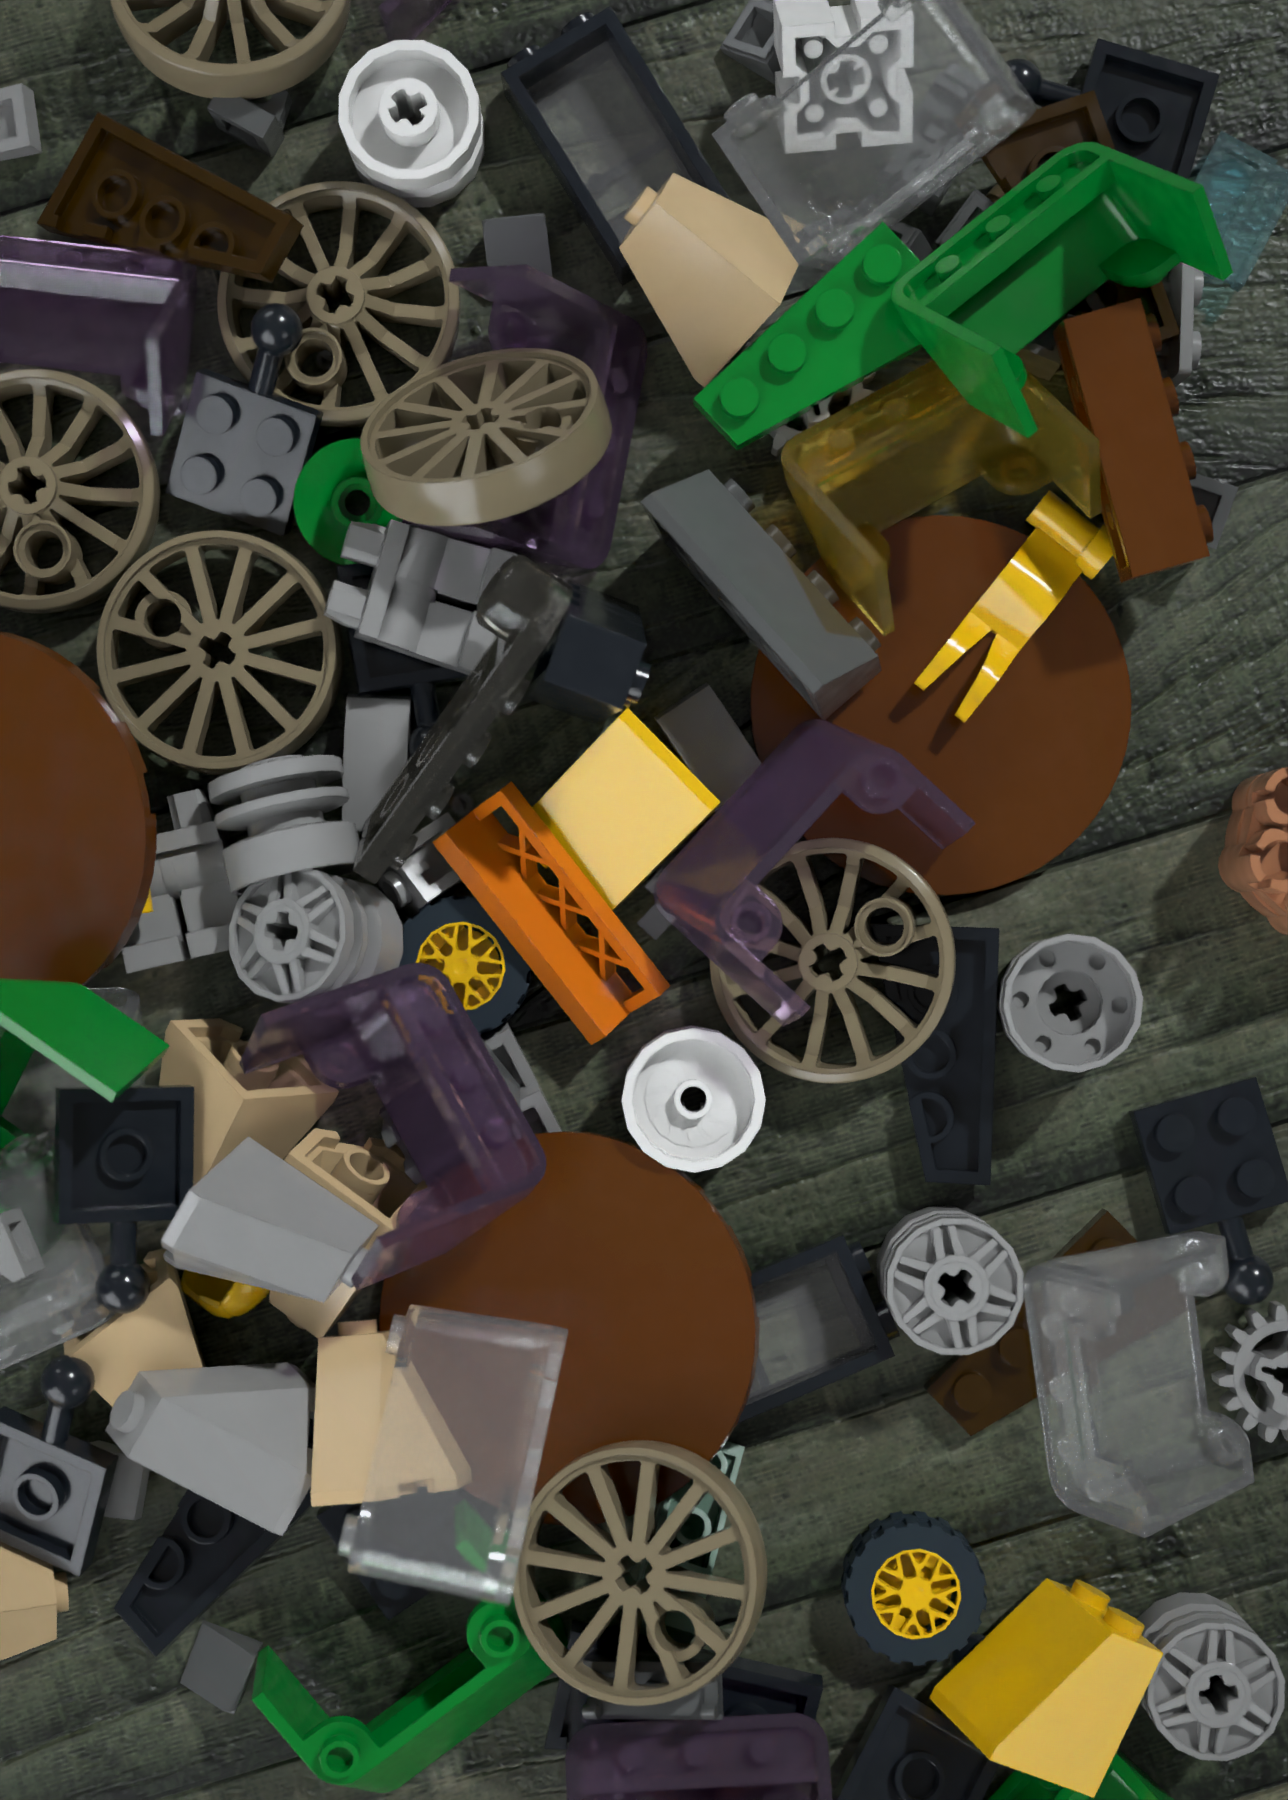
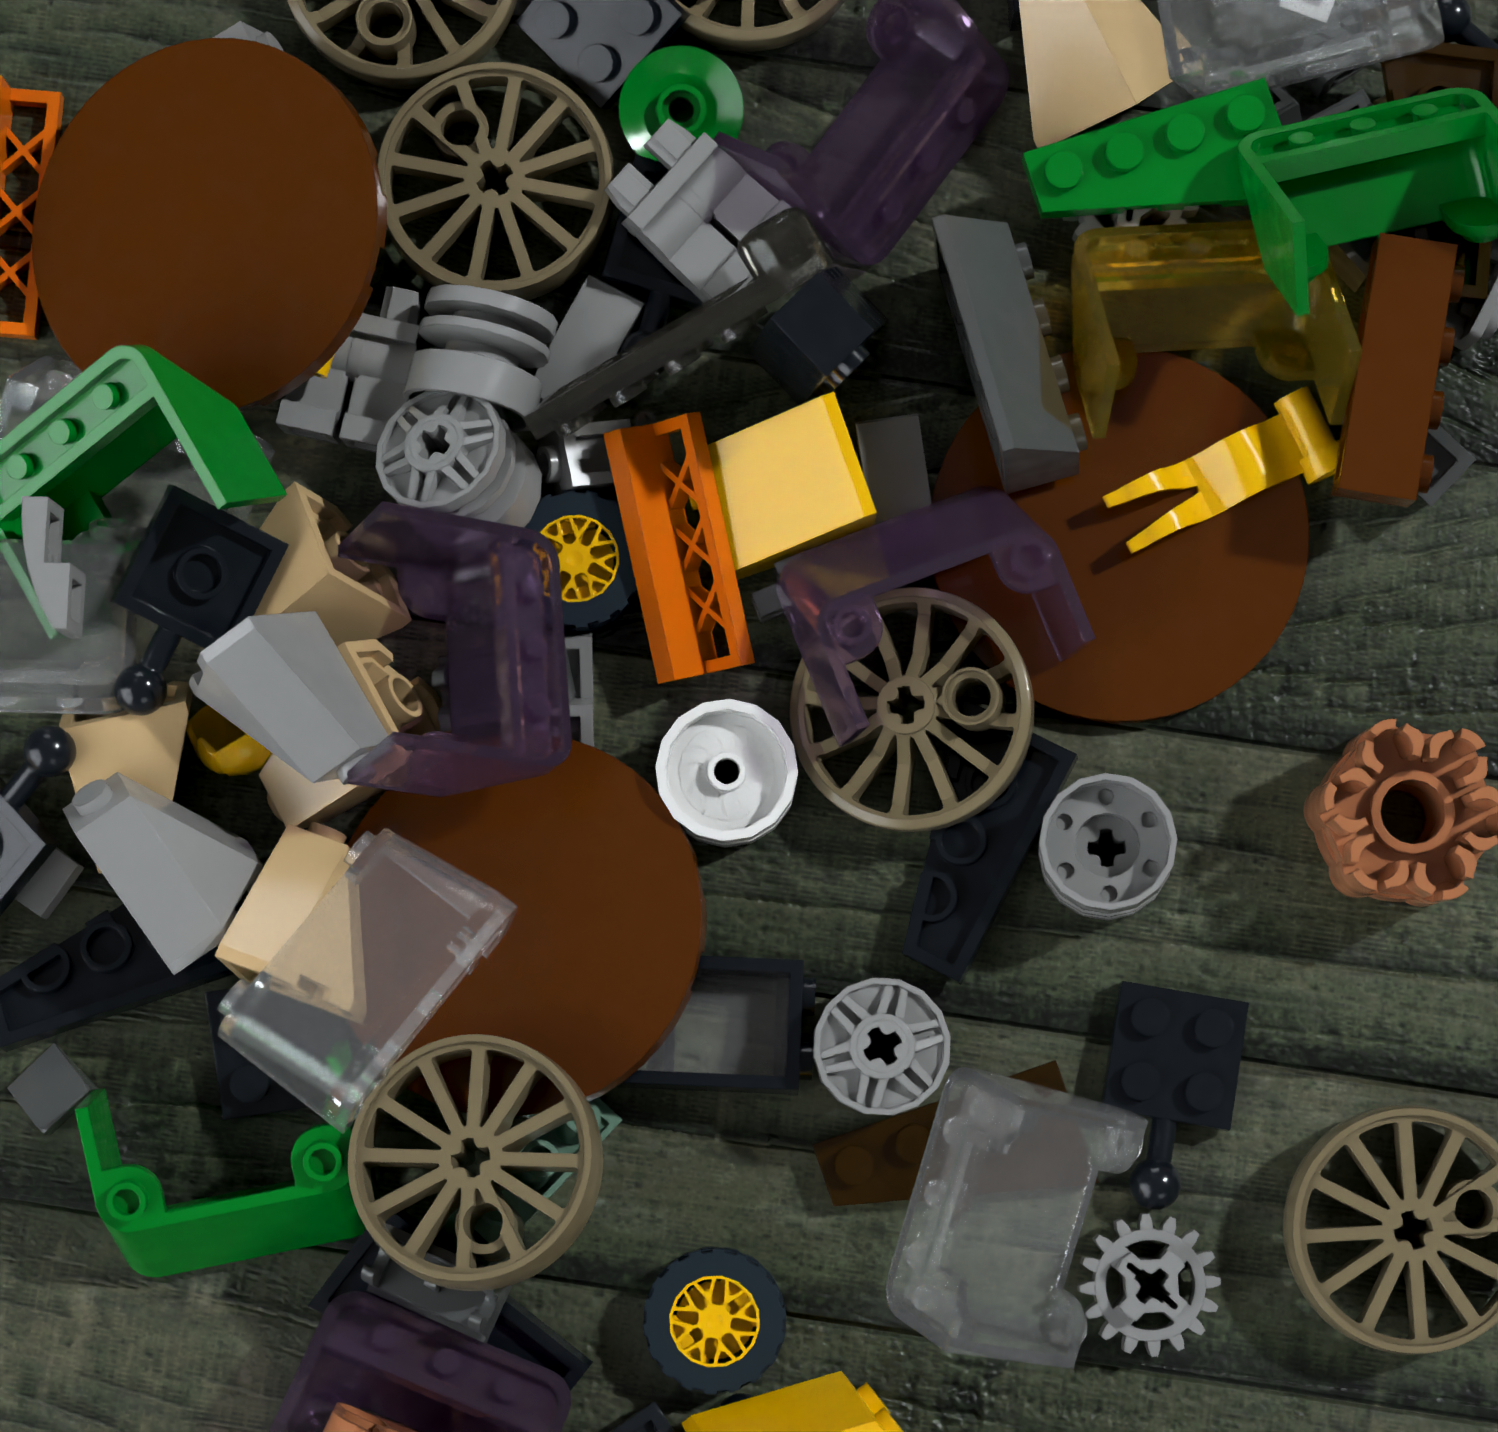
camera: 25 degrees right, 5 degrees down
(485, 437) = (822, 98): dark tan piece -> none

